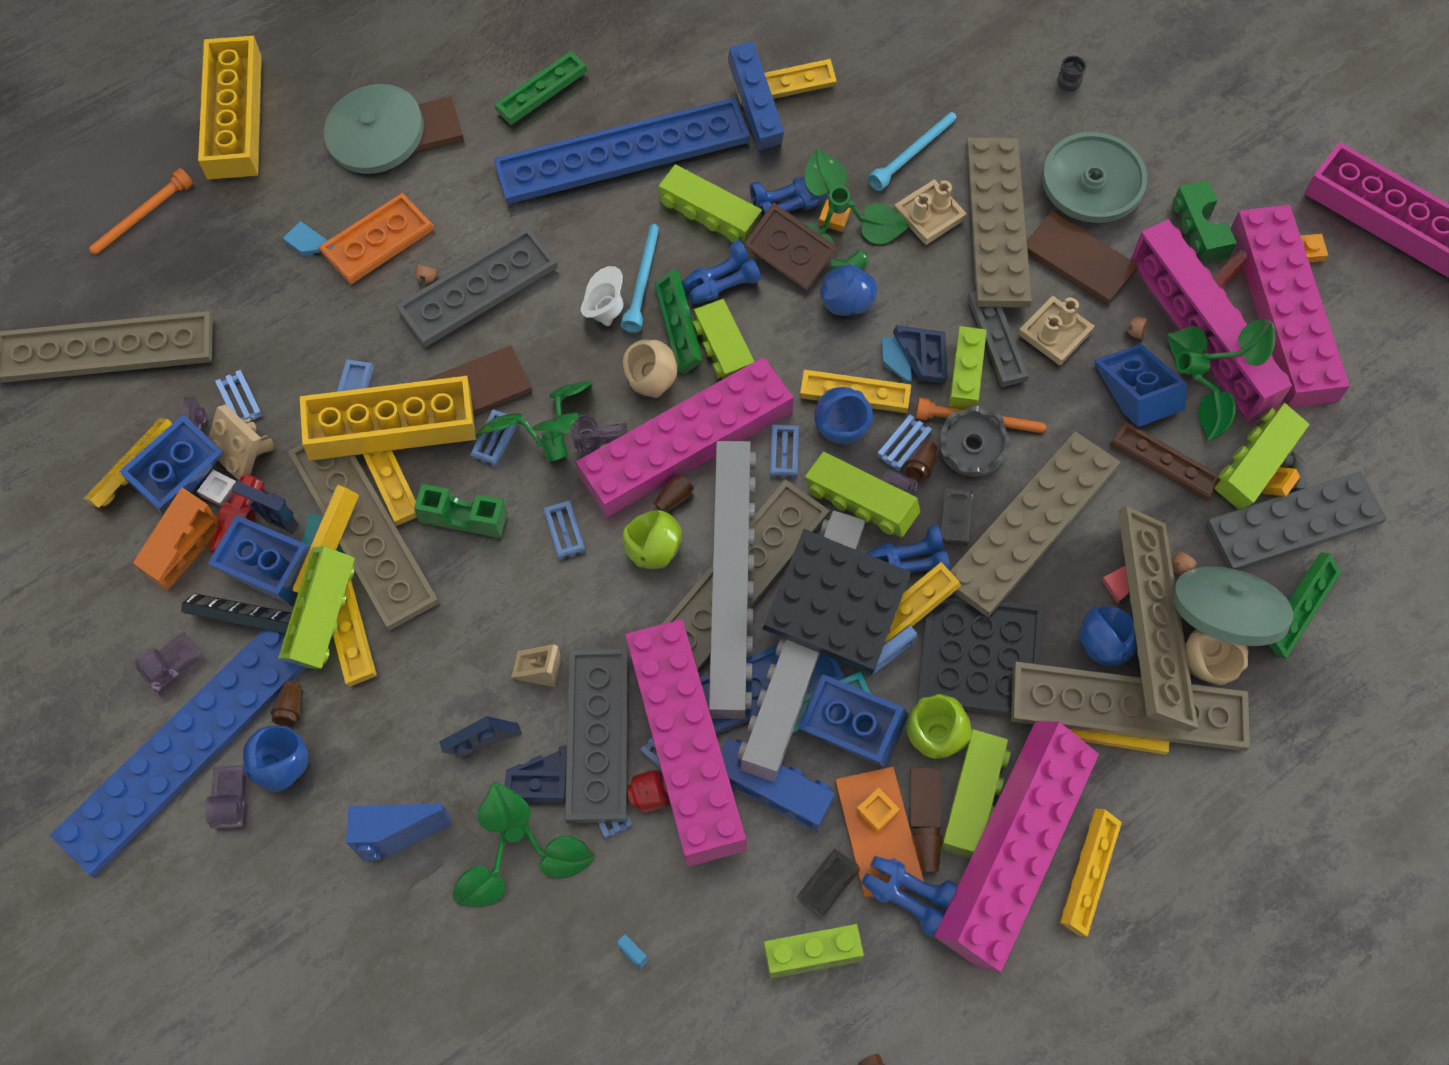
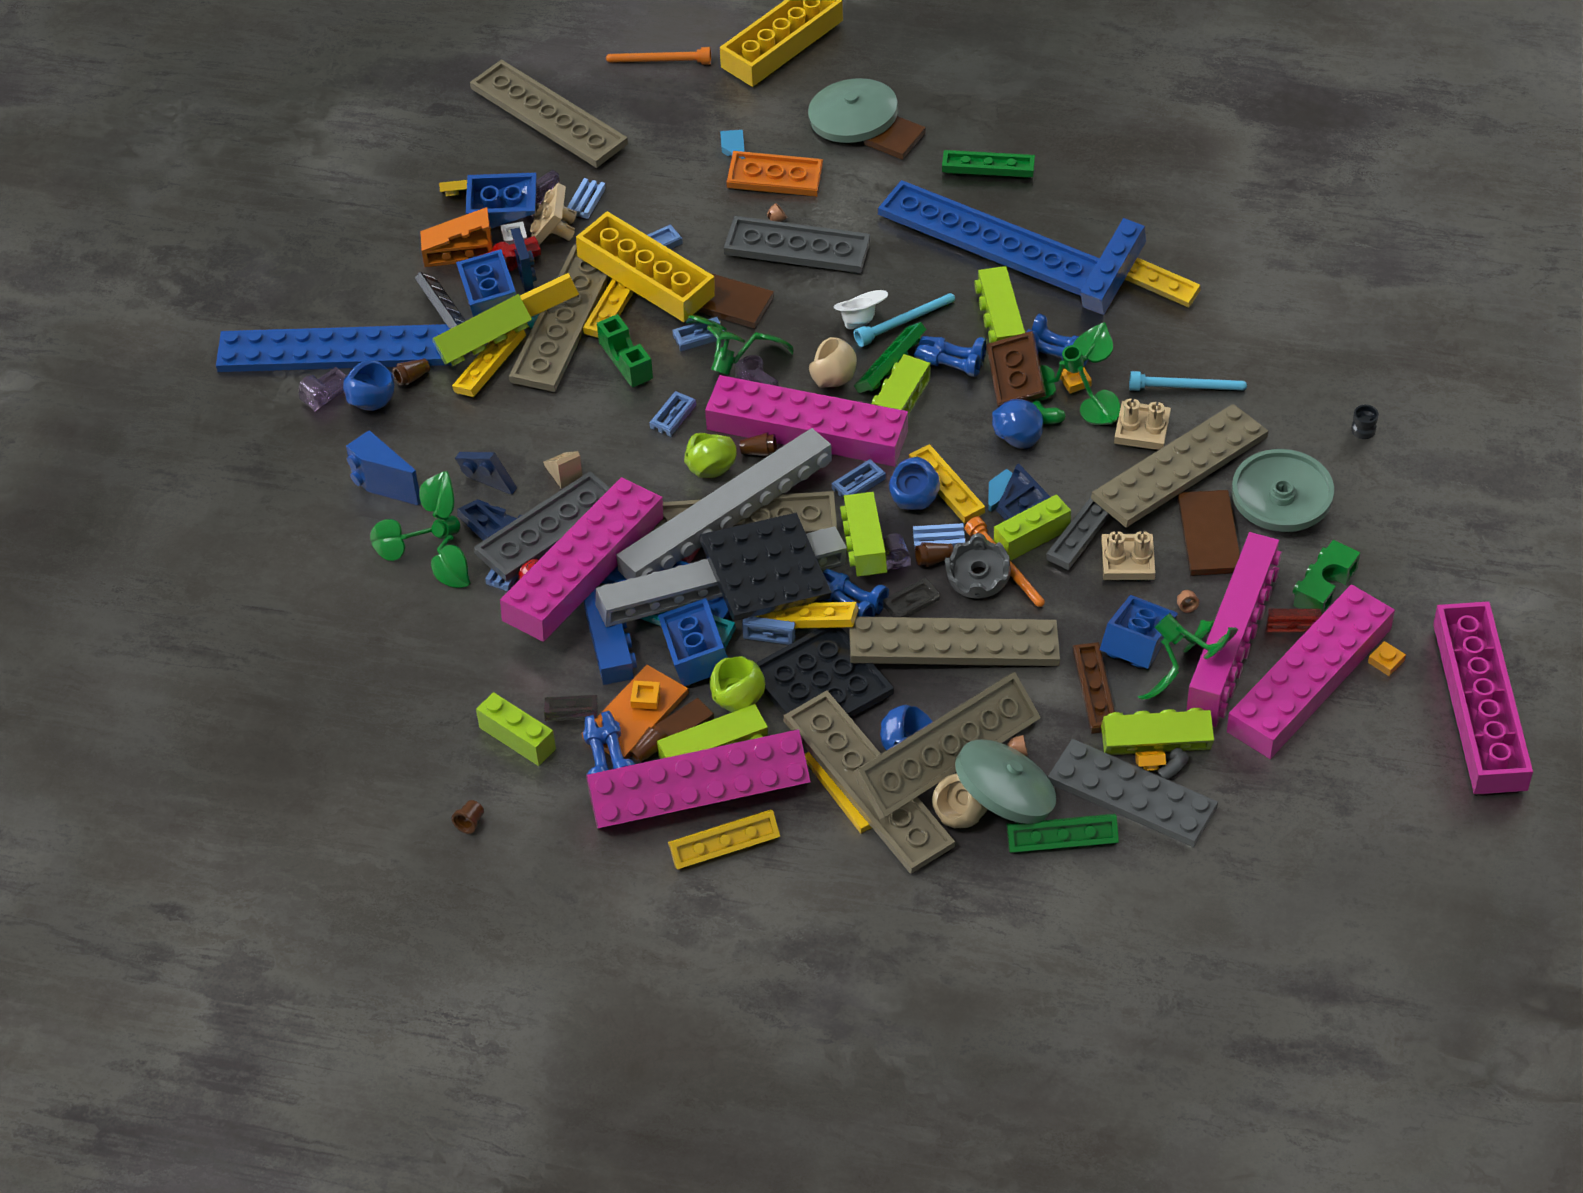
camera: 50 degrees right, 15 degrees down
(164, 665) = (373, 298): clear purple plate -> none
(632, 952) = (424, 642): dark azure tile -> none

